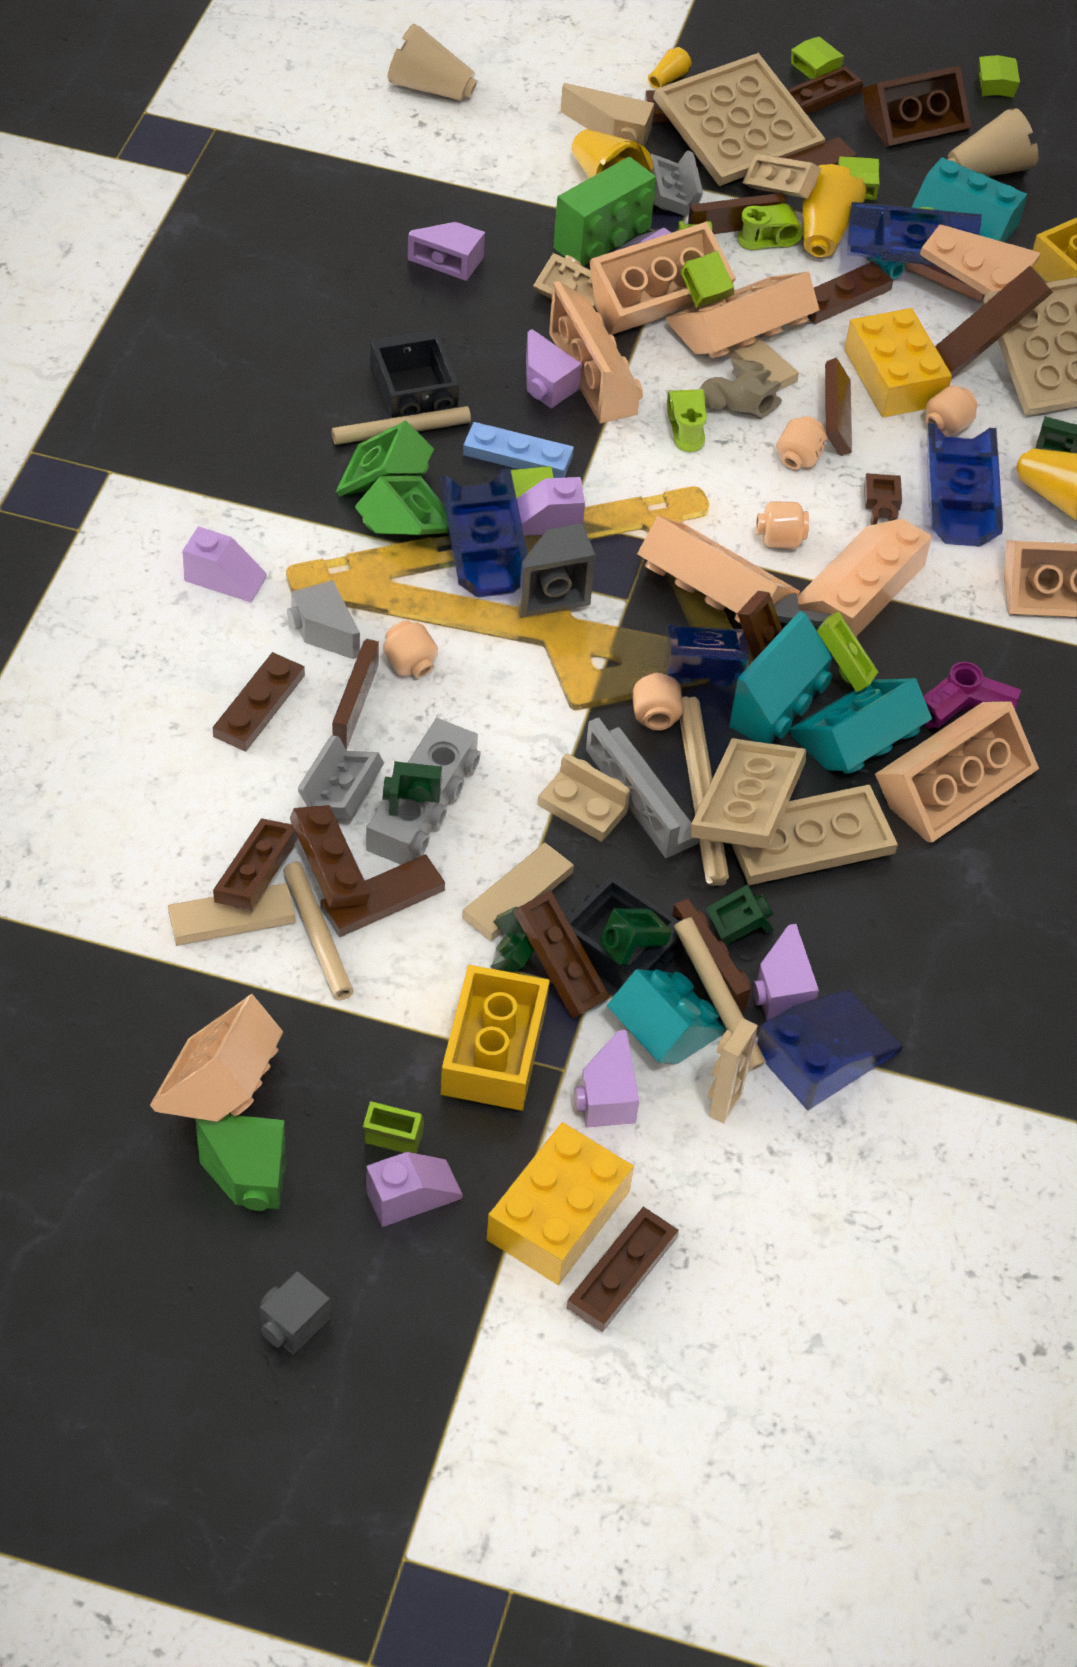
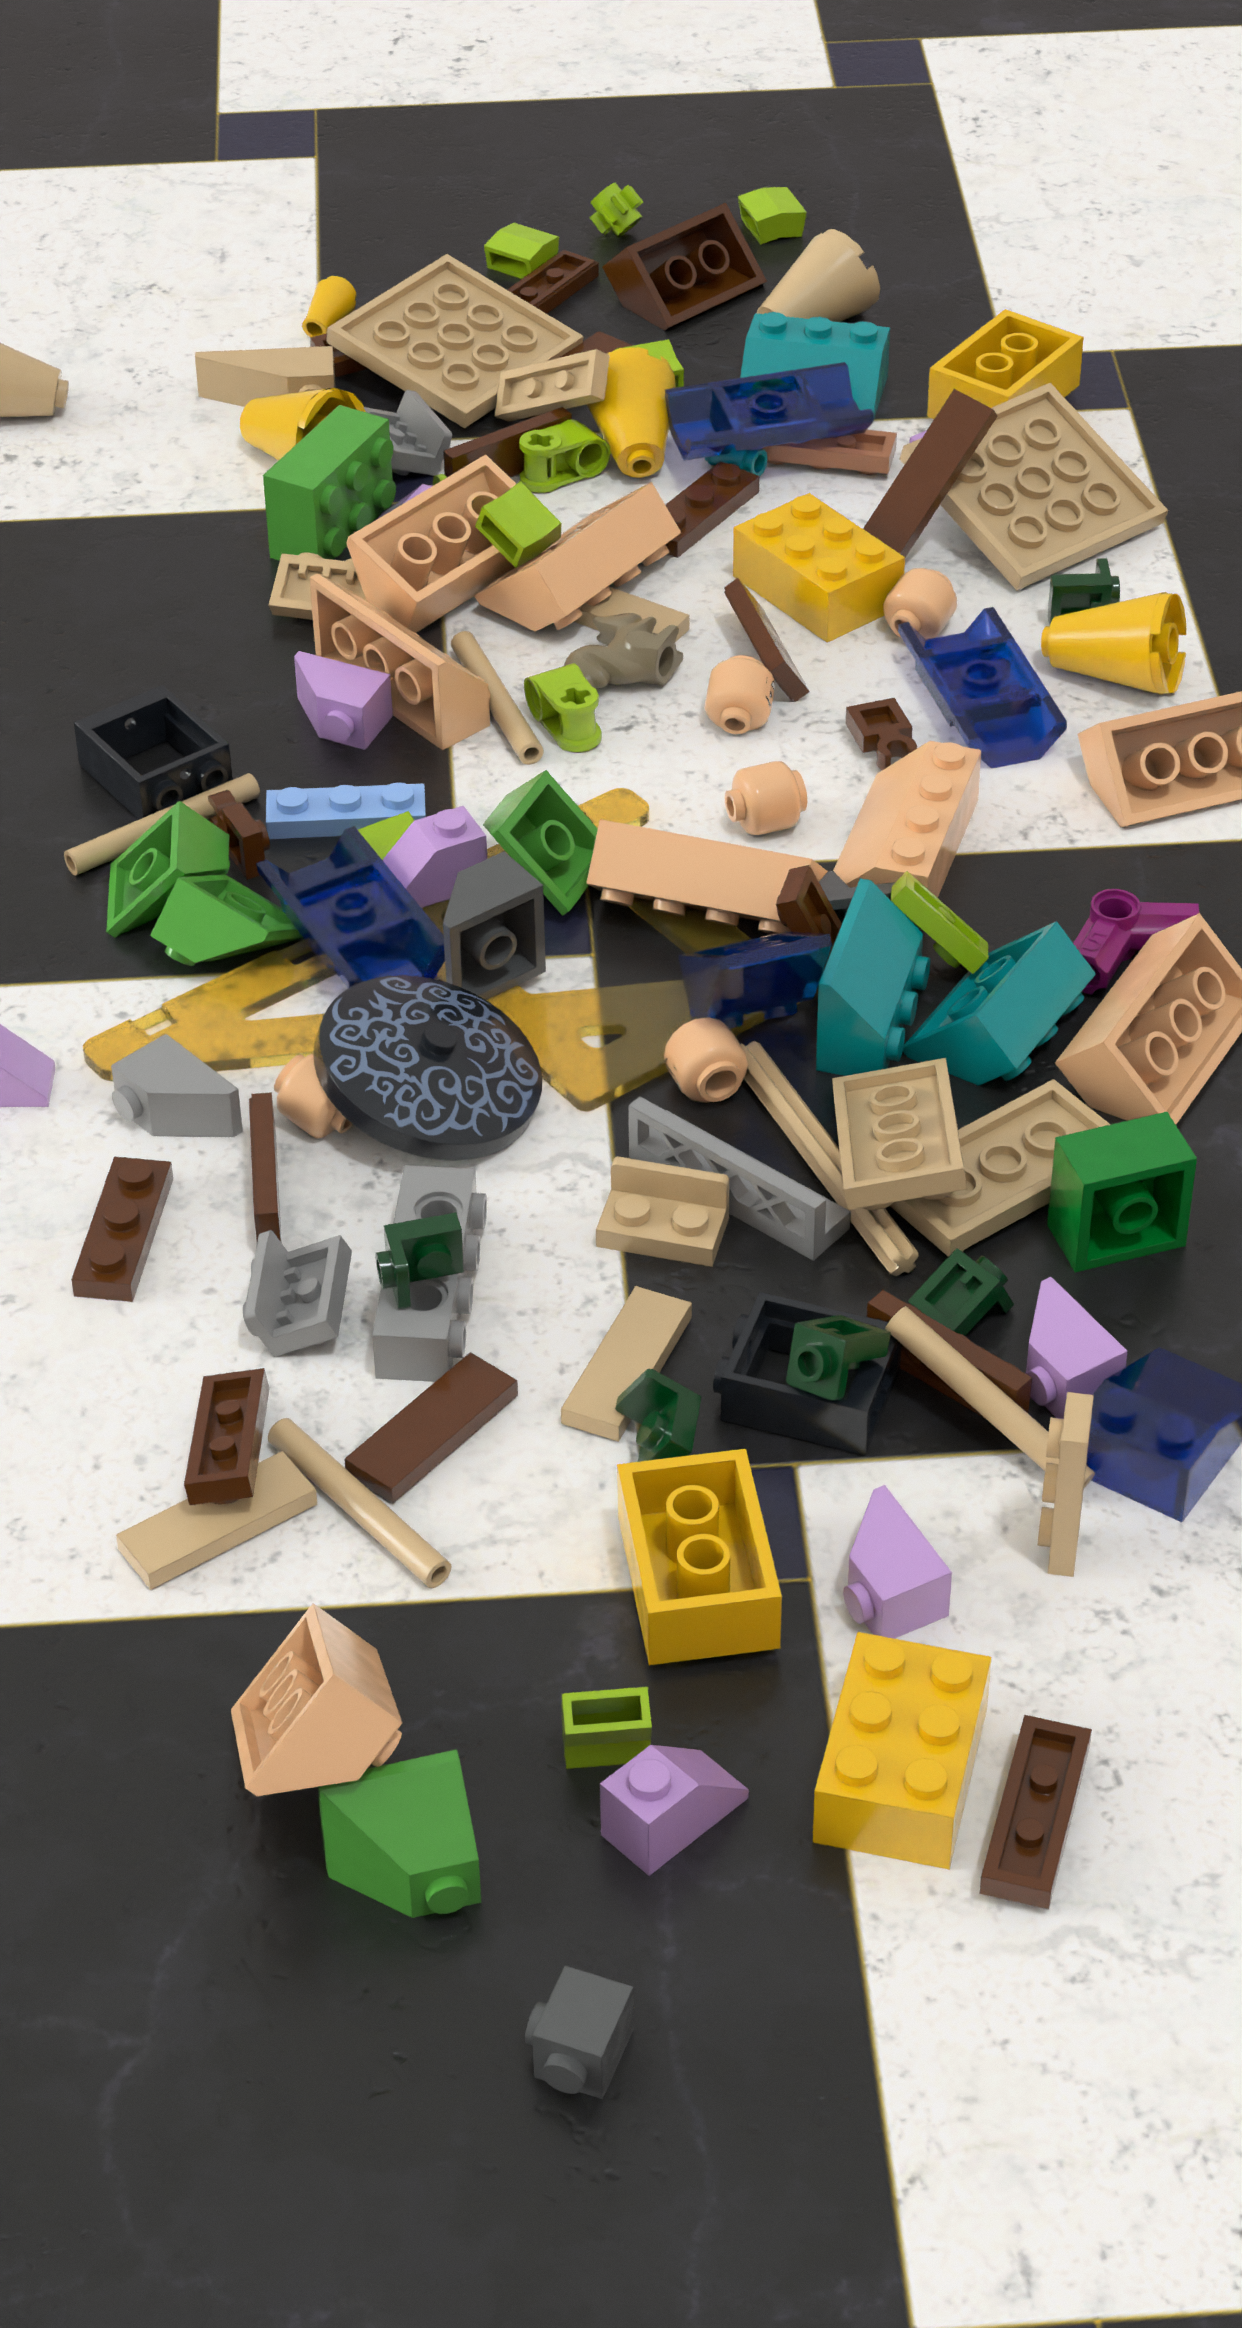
camera: 15 degrees left, 10 degrees down
(329, 856) = (333, 1393): reddish brown plate -> none
(444, 452) = (246, 836): none -> reddish brown plate
(447, 248) = (124, 590): lavender slope -> none
(482, 653) = (427, 1067): none -> black dish
(561, 954) = (740, 1415): reddish brown plate -> none
(624, 513) = (546, 837): none -> bright green slope
(649, 401) = (501, 703): none -> tan piece
(666, 1014) = (923, 1456): teal slope -> none
(869, 879) = (1121, 1191): none -> green brick
(892, 45) = (616, 210): none -> lime gear
(977, 259) = (868, 412): light nougat wing -> none

